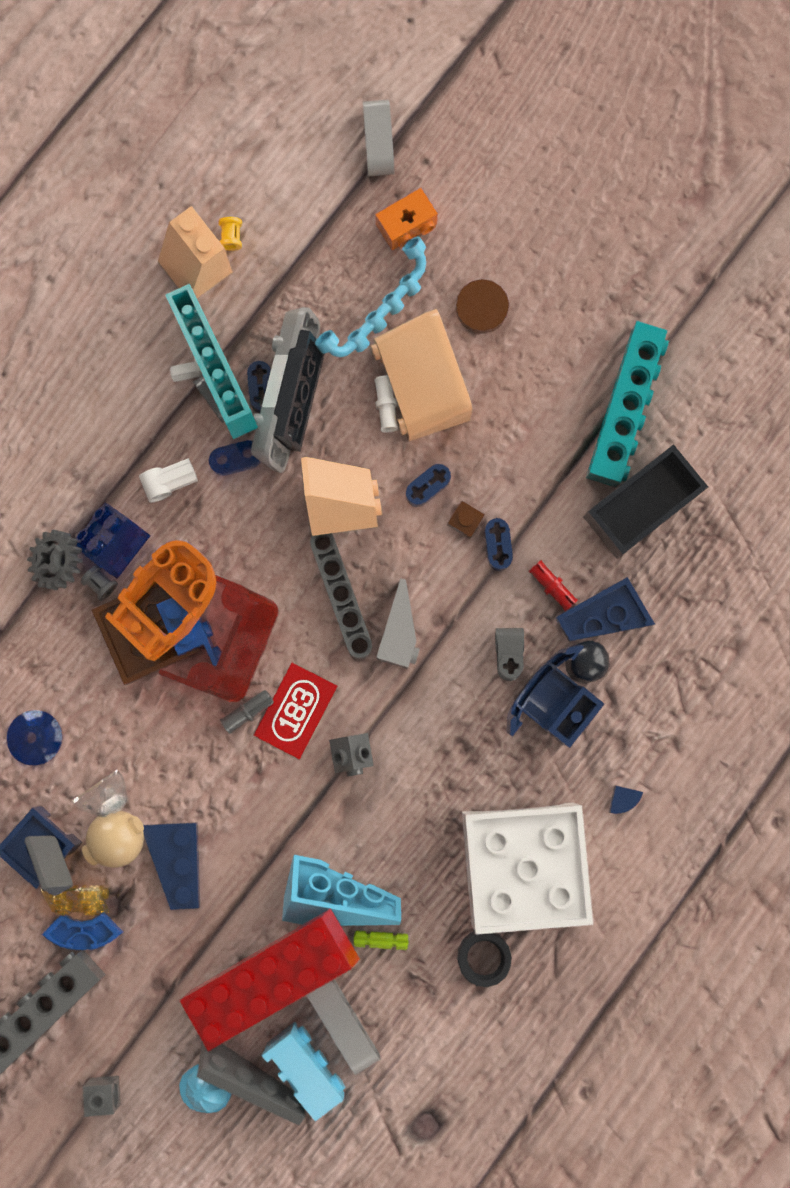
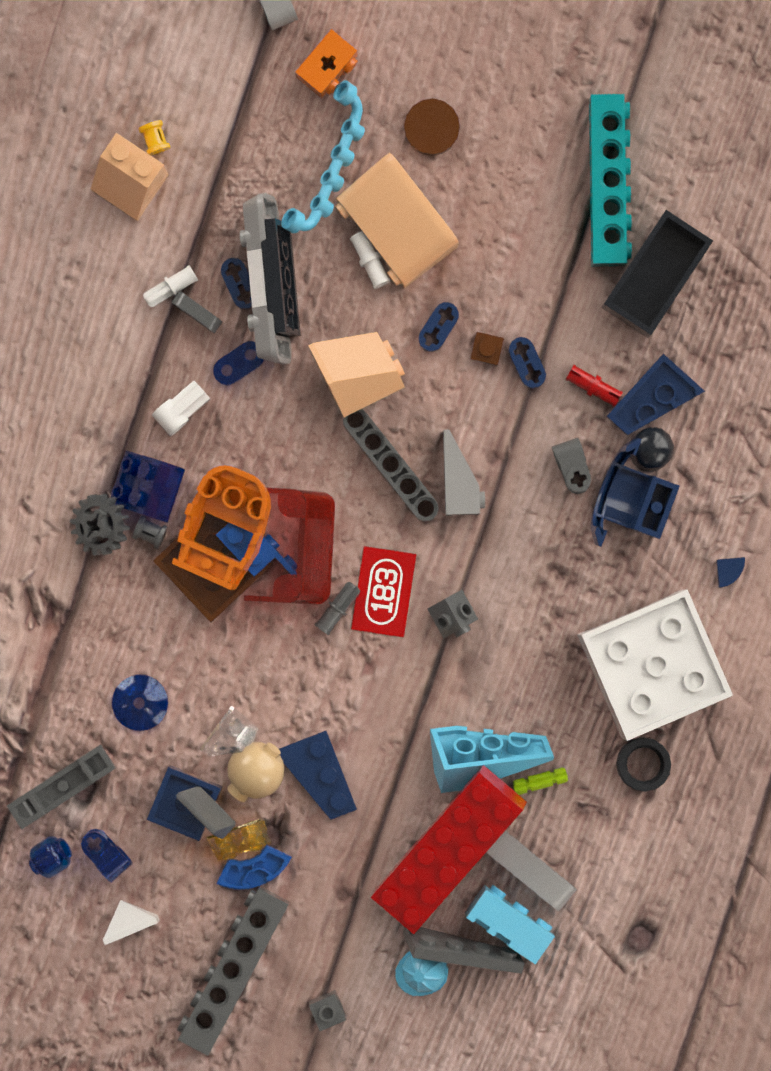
camera: 20 degrees left, 5 degrees up
(211, 361) = (186, 278): teal brick -> none

